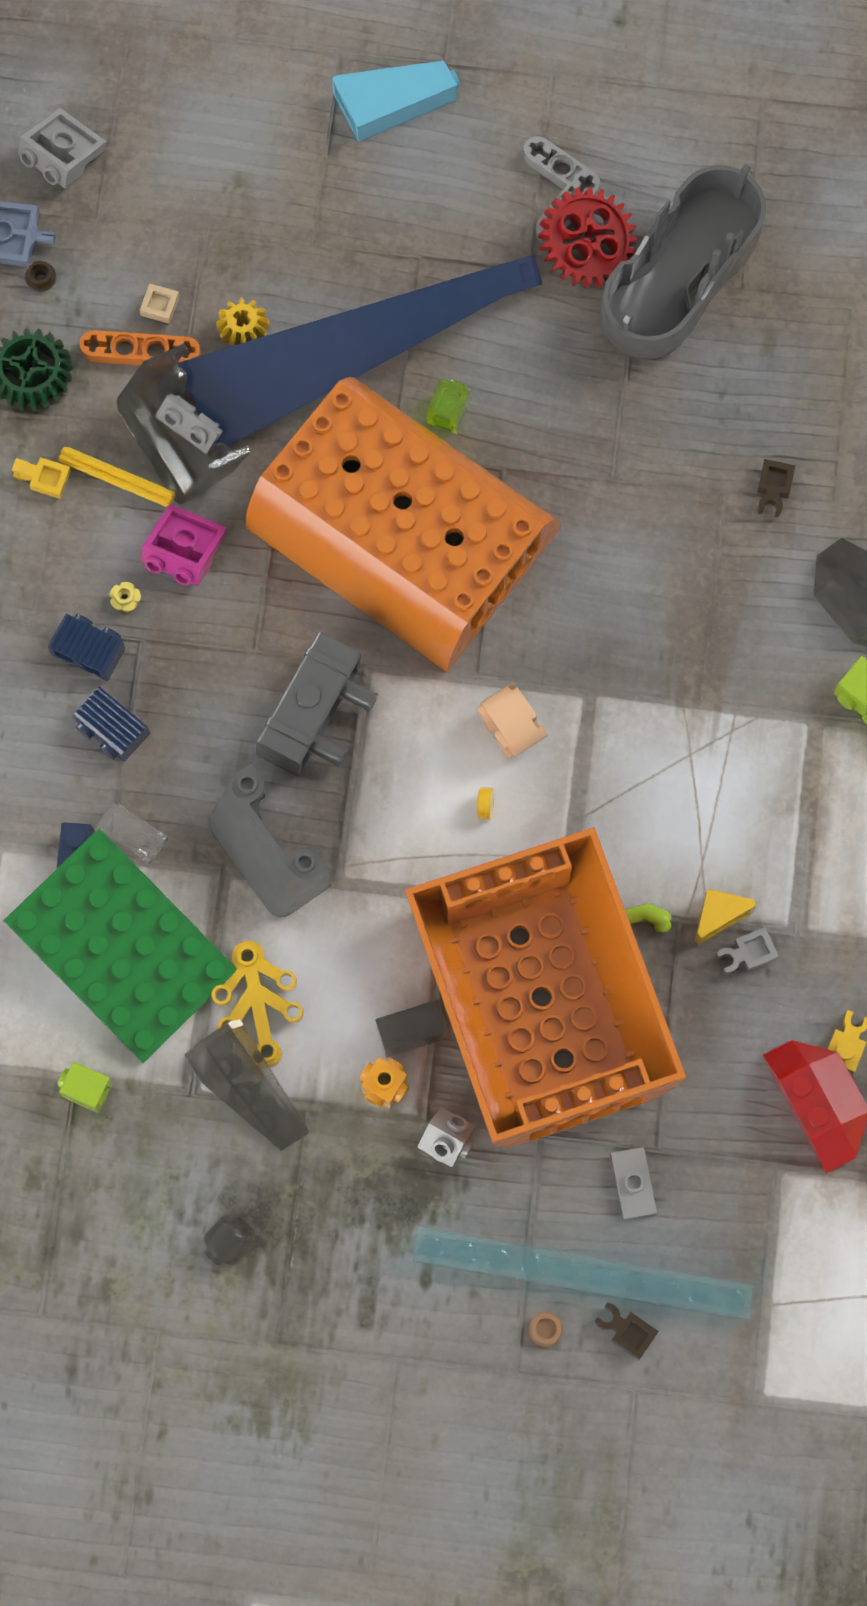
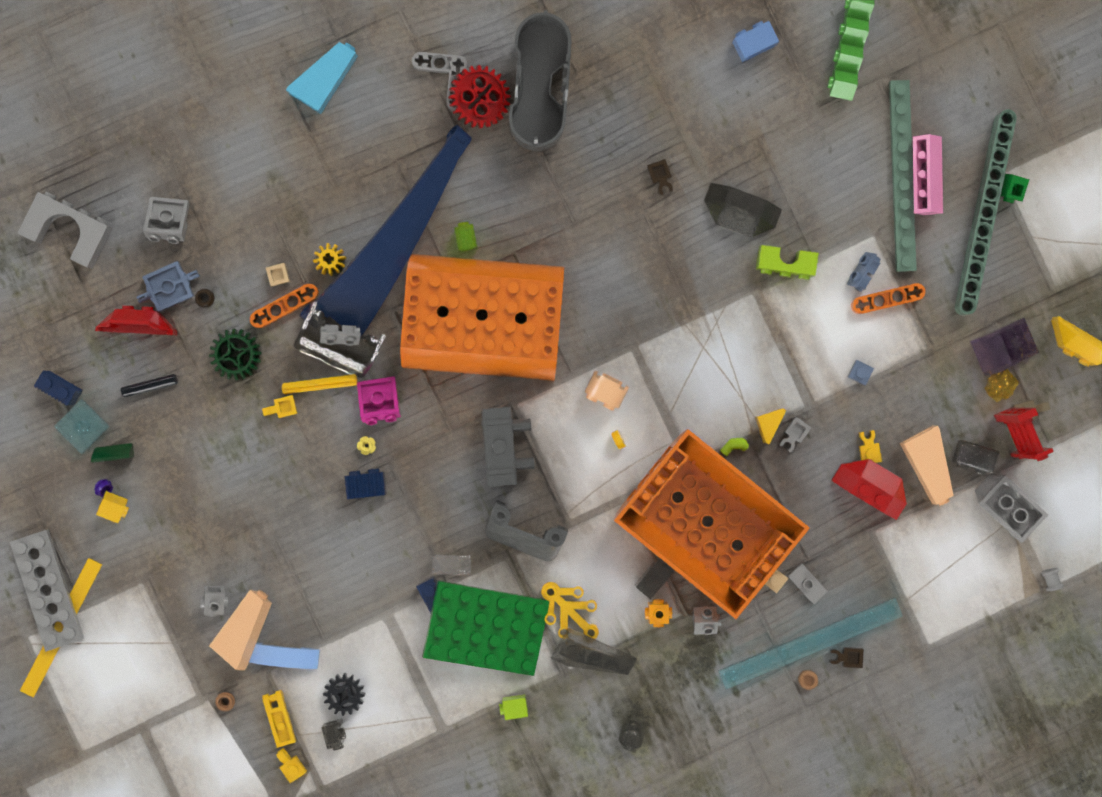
camera: 35 degrees left, 15 degrees up
(111, 725) = (405, 517): dark blue brick -> none
(587, 1147) = (776, 581): none -> tan plate

